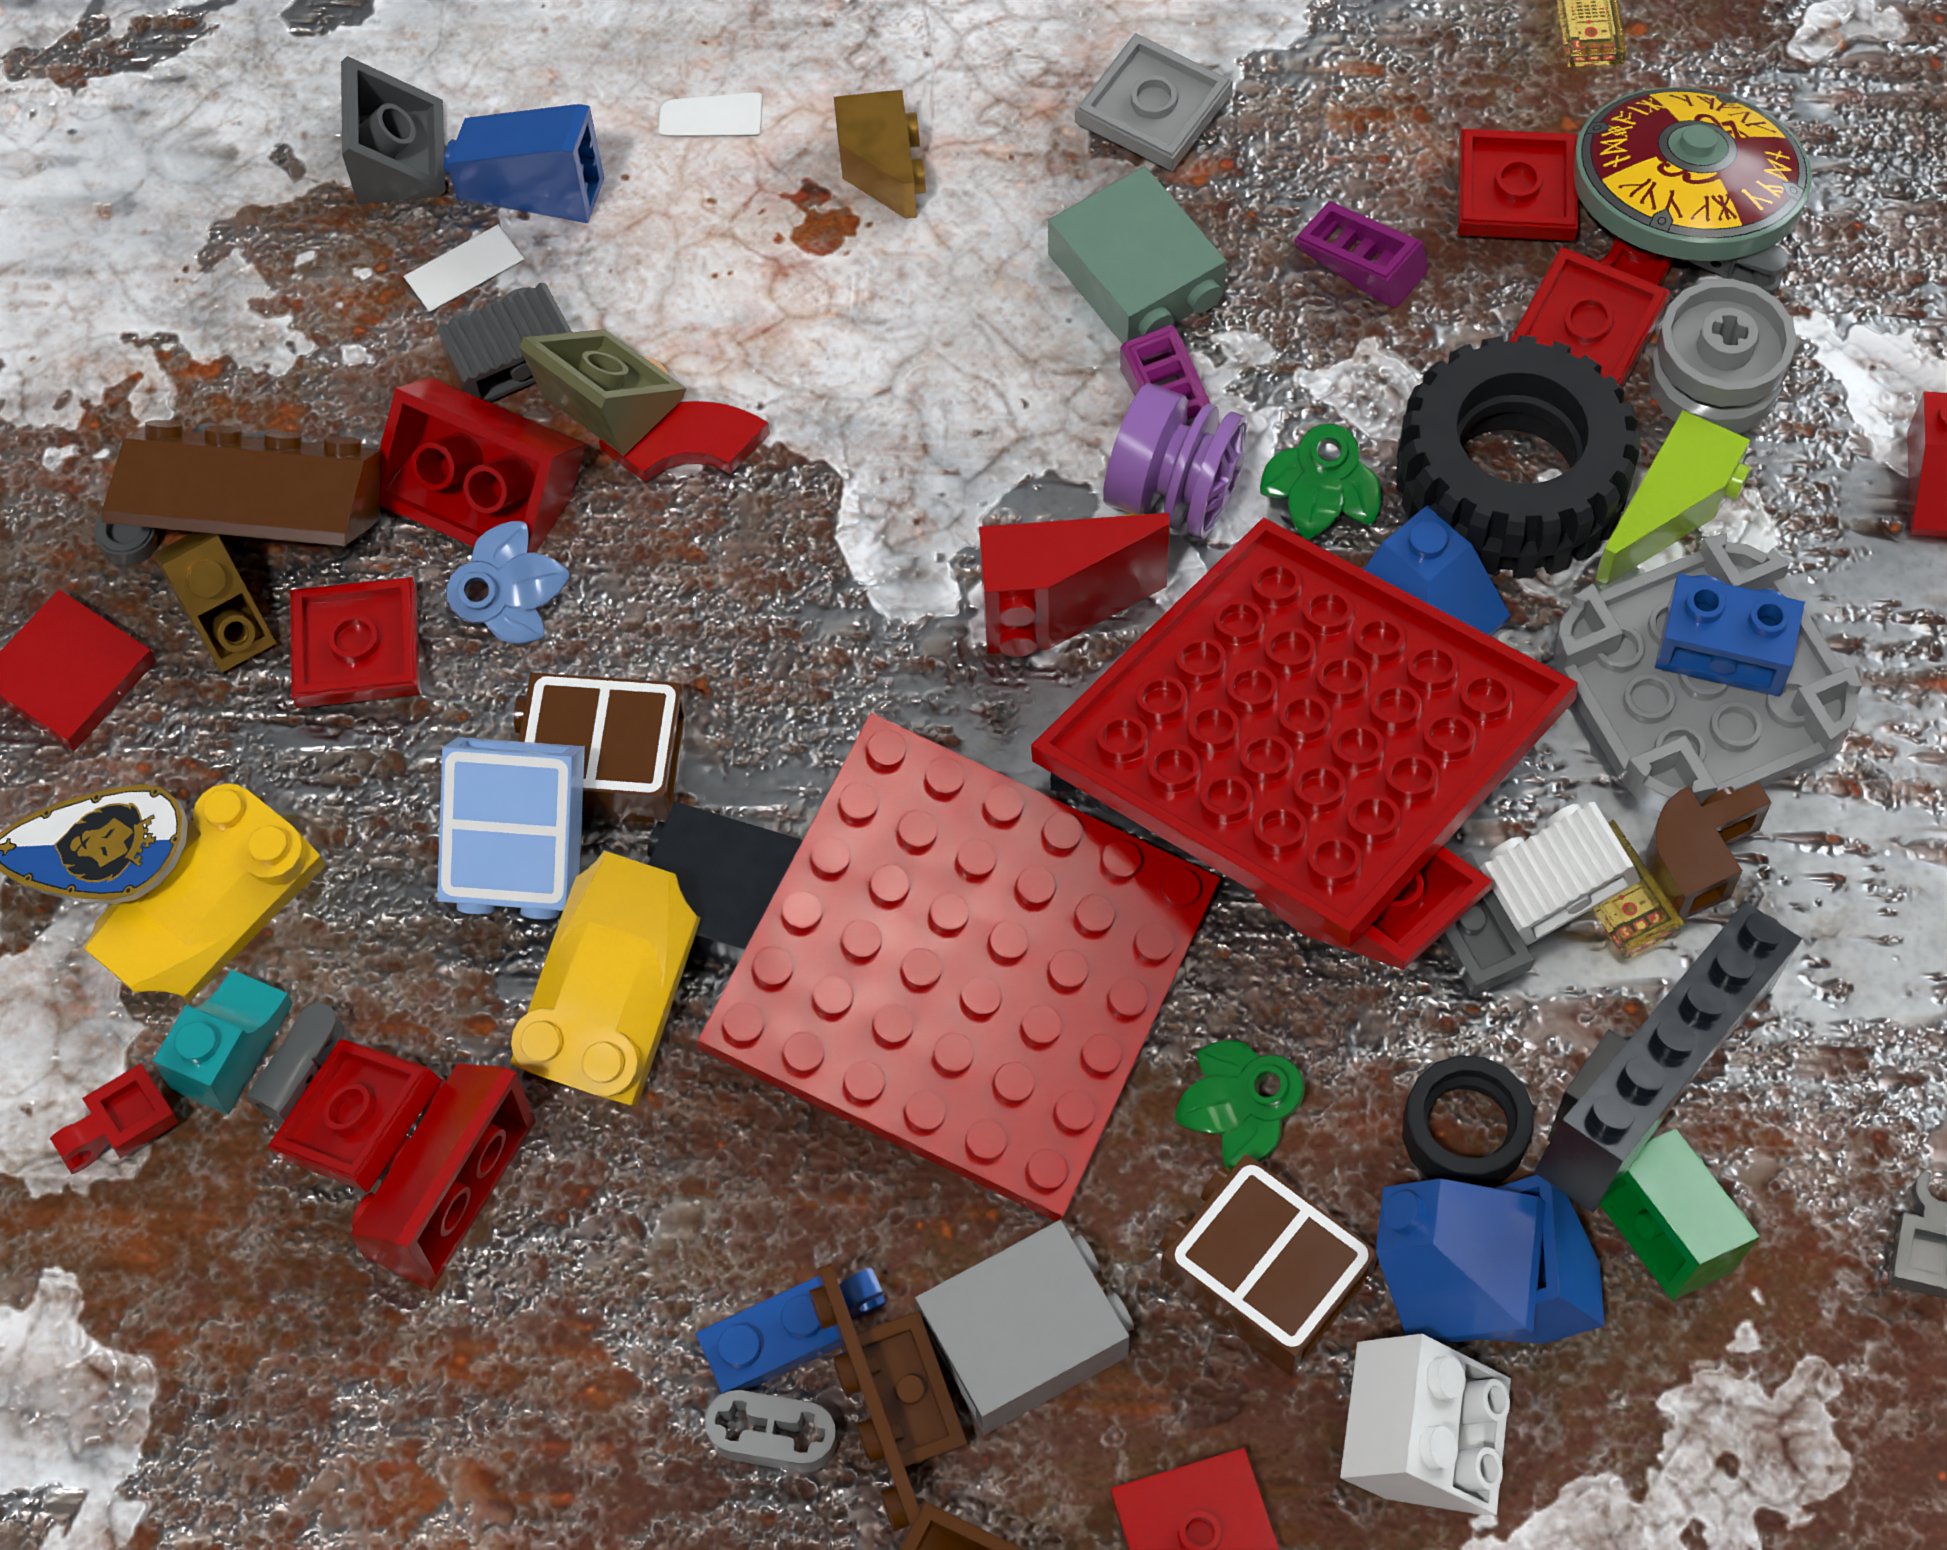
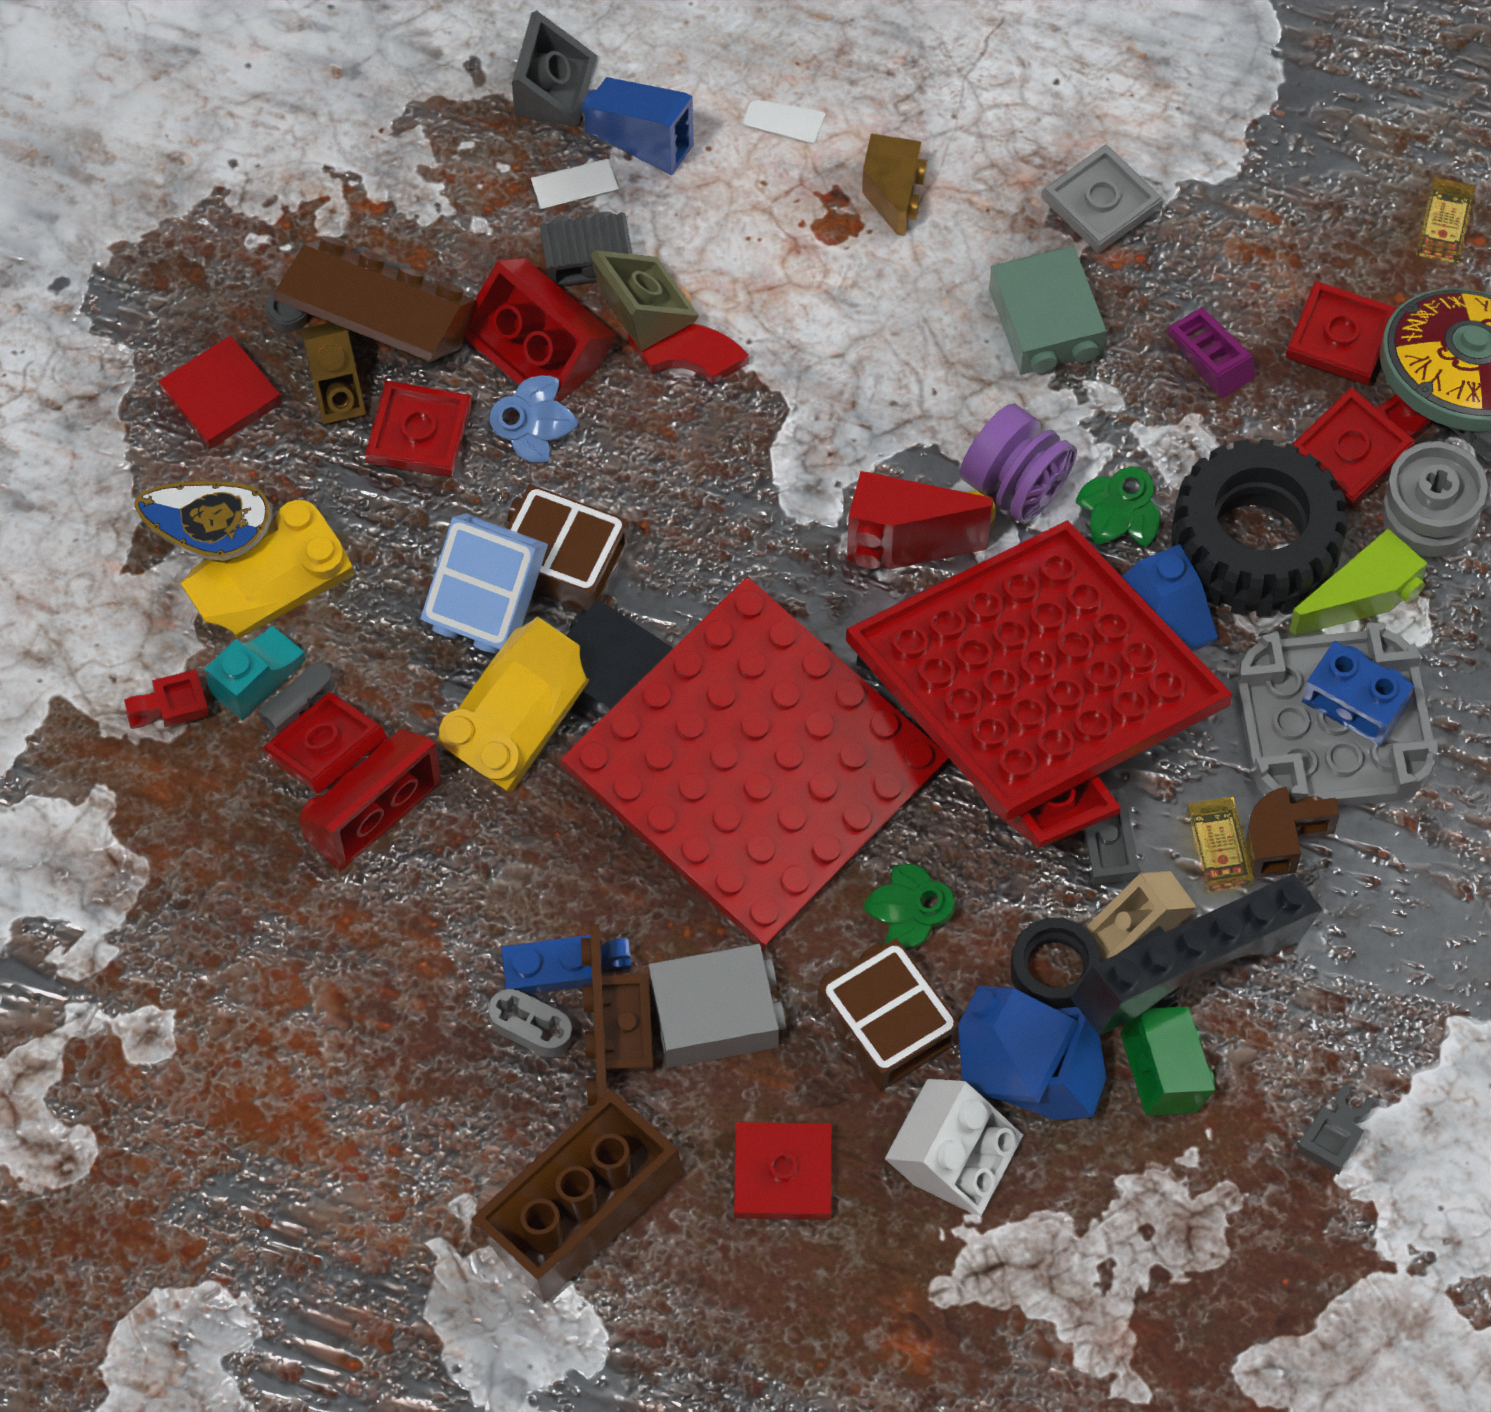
camera: 15 degrees right, 0 degrees up
(1161, 357) = (1038, 386): magenta slope -> none
(1557, 1020) = (1138, 909): none -> tan slope
(1559, 871) = (1177, 818): white brick -> none

